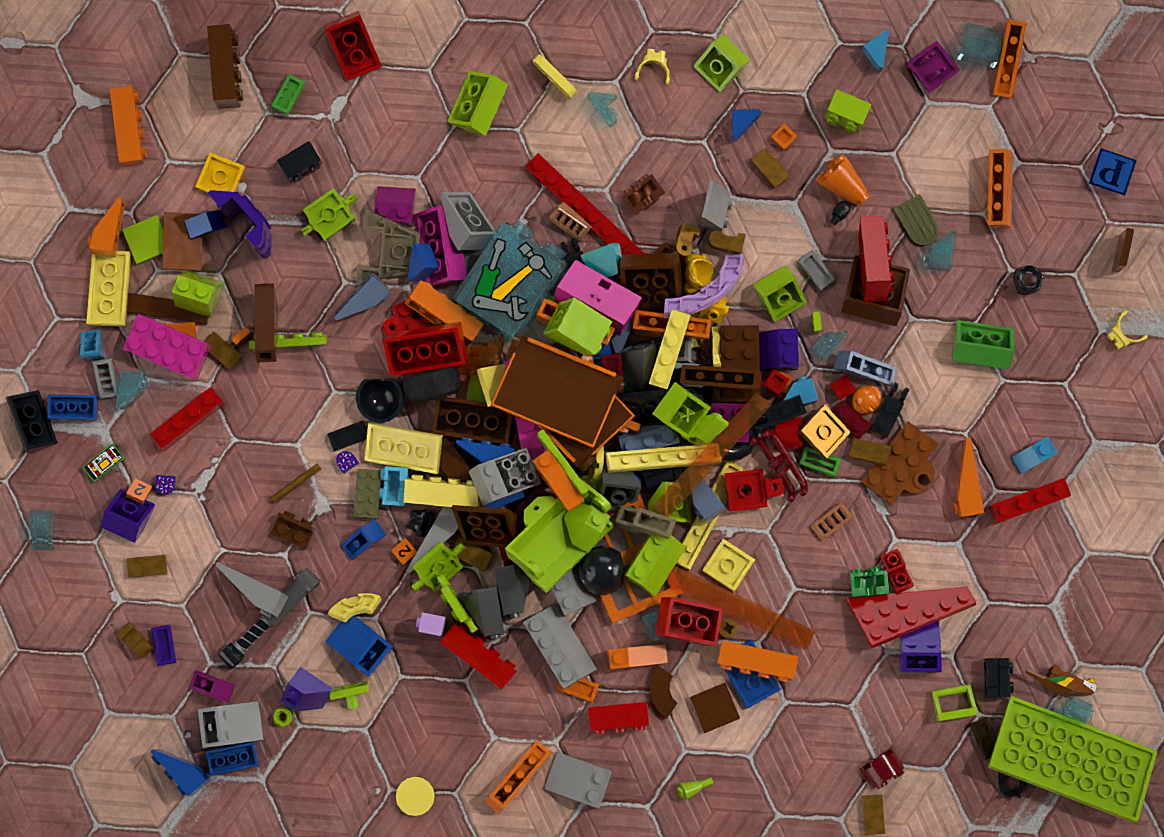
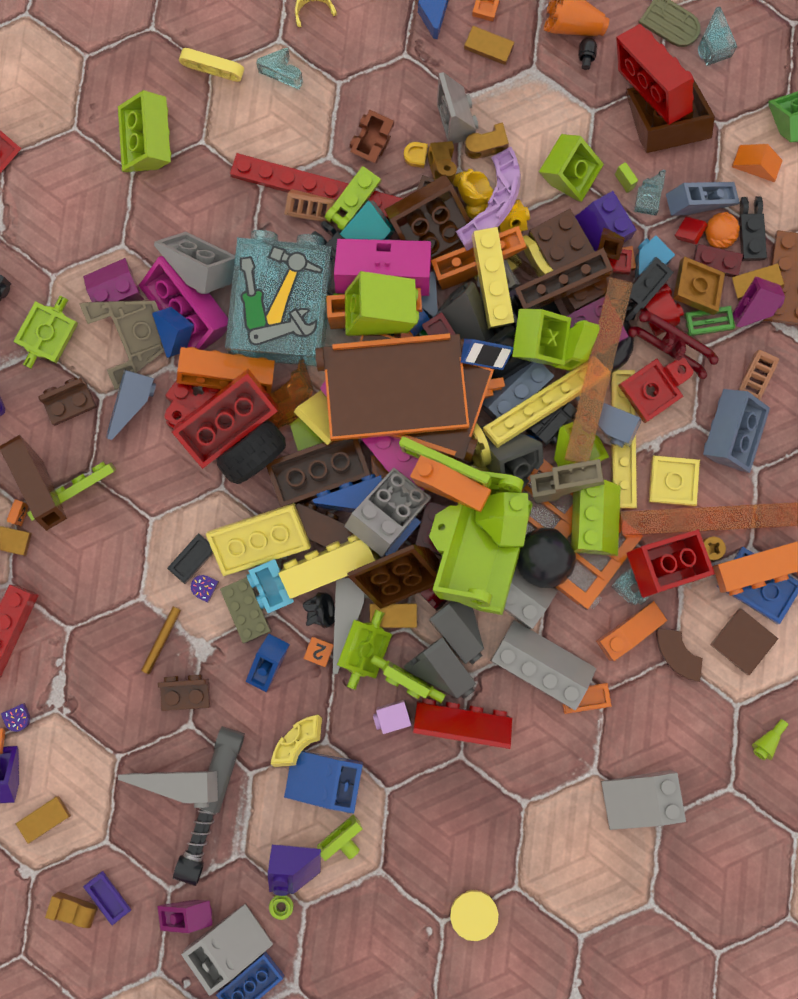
camera: 30 degrees left, 0 degrees up
(319, 274) = (67, 401): none -> reddish brown bracket
(379, 399) = (204, 500): black cylinder -> none
(517, 777) = (575, 835): orange slope -> none
(605, 233) = (353, 197): none -> lime plate
(618, 717) = (651, 708): red brick -> none
(634, 401) = (485, 354): none -> slope
(670, 222) = (415, 154): none -> yellow tile
(772, 368) = (611, 243): none -> reddish brown slope
(794, 552) = (736, 430): none -> sand blue slope
(816, 270) = (595, 125): light grey tile -> none
(860, 467) = (758, 302): none -> magenta slope
(922, 362) = (758, 161): none -> orange slope

